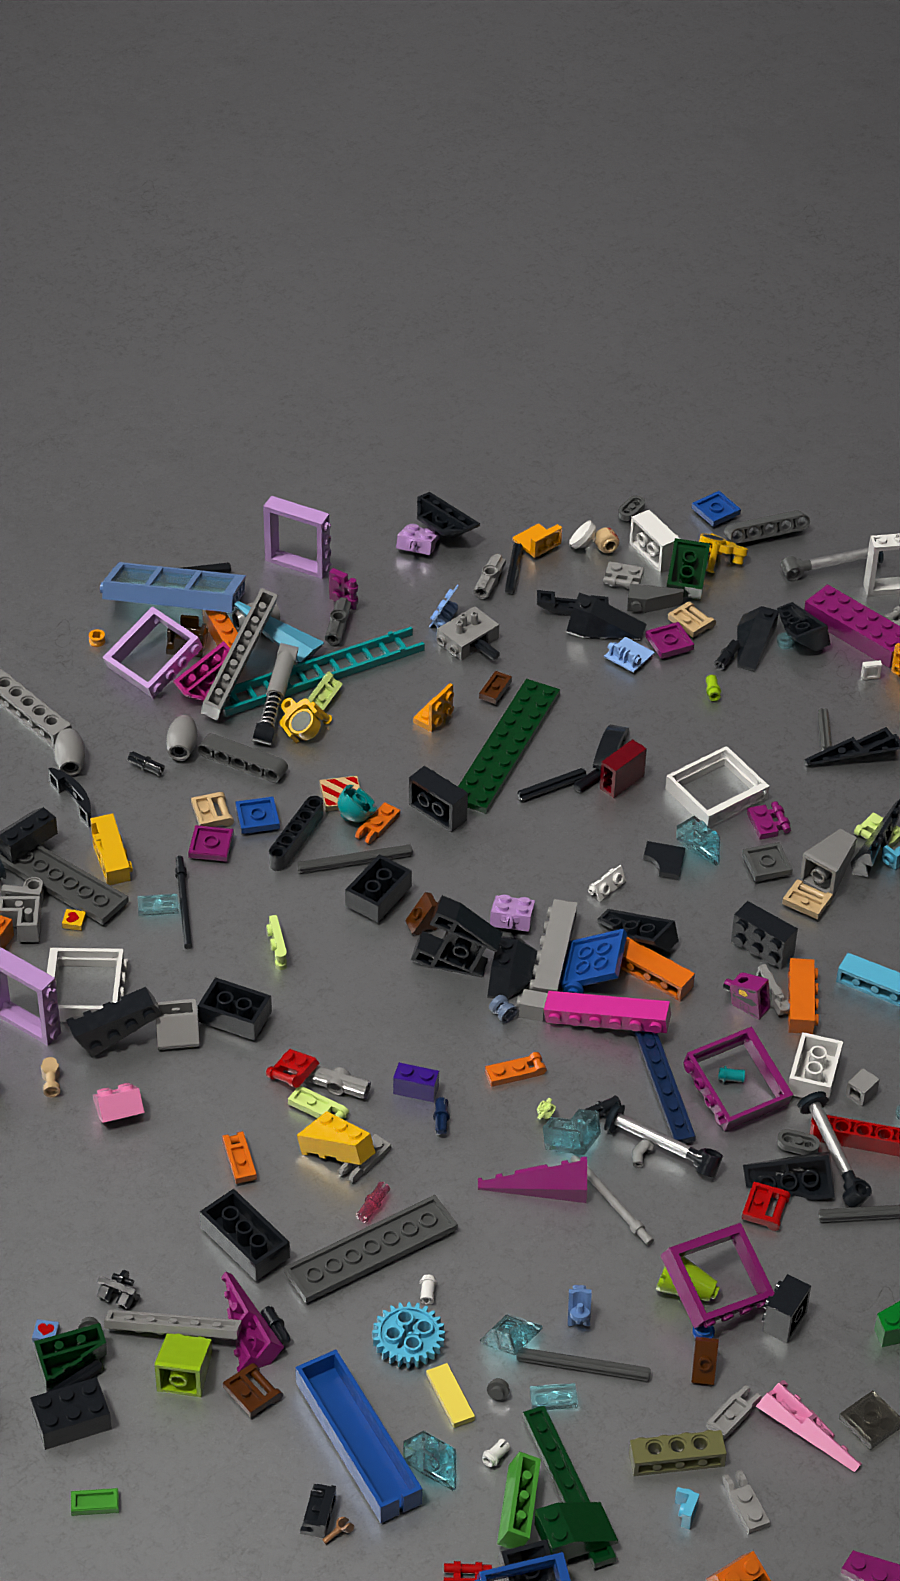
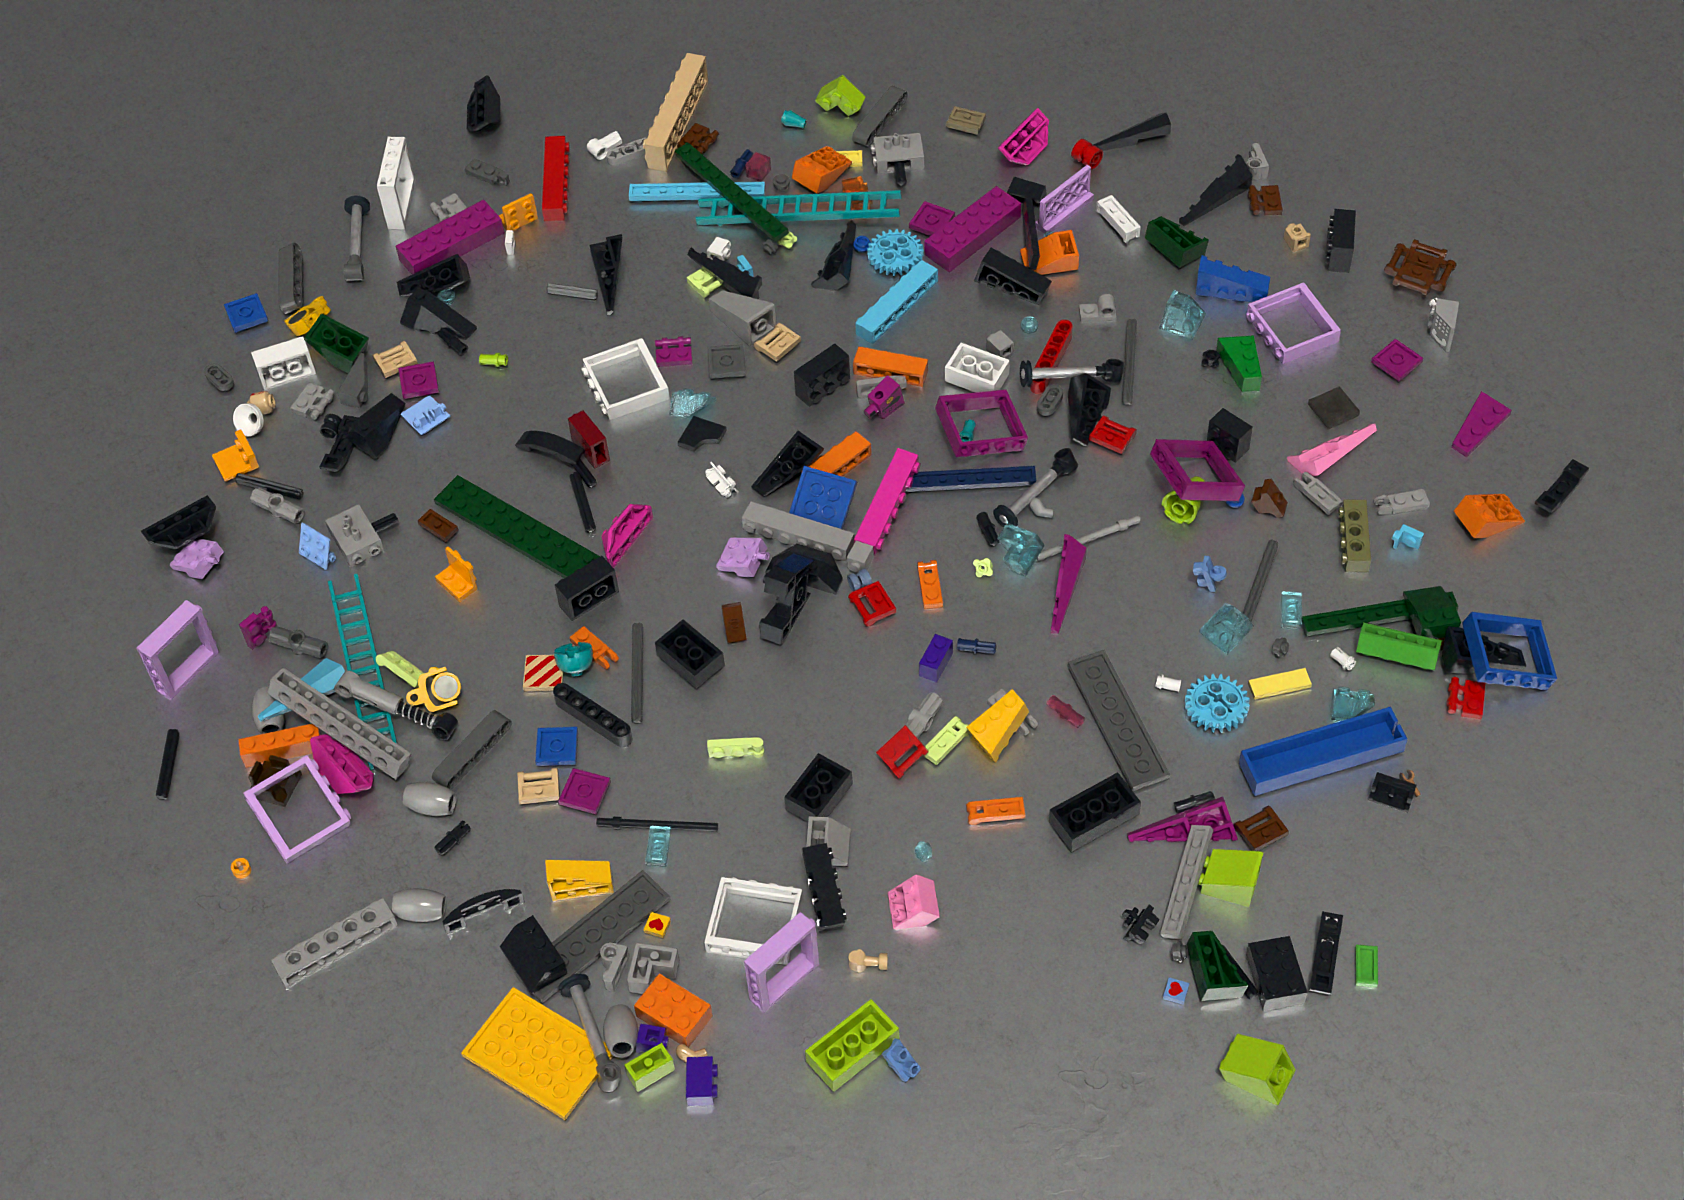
camera: 75 degrees left, 10 degrees up
(99, 1462) = (1326, 953): none -> black slope
(173, 587) = (203, 778): medium blue window -> none
(180, 1103) = (923, 851): none -> clear light blue plate
(481, 1028) = (877, 600): none -> red plate
(516, 816) = (625, 531): none -> dark pink wedge
(574, 987) = (849, 524): blue plate -> none
(596, 590) = (330, 426): none -> black wheel

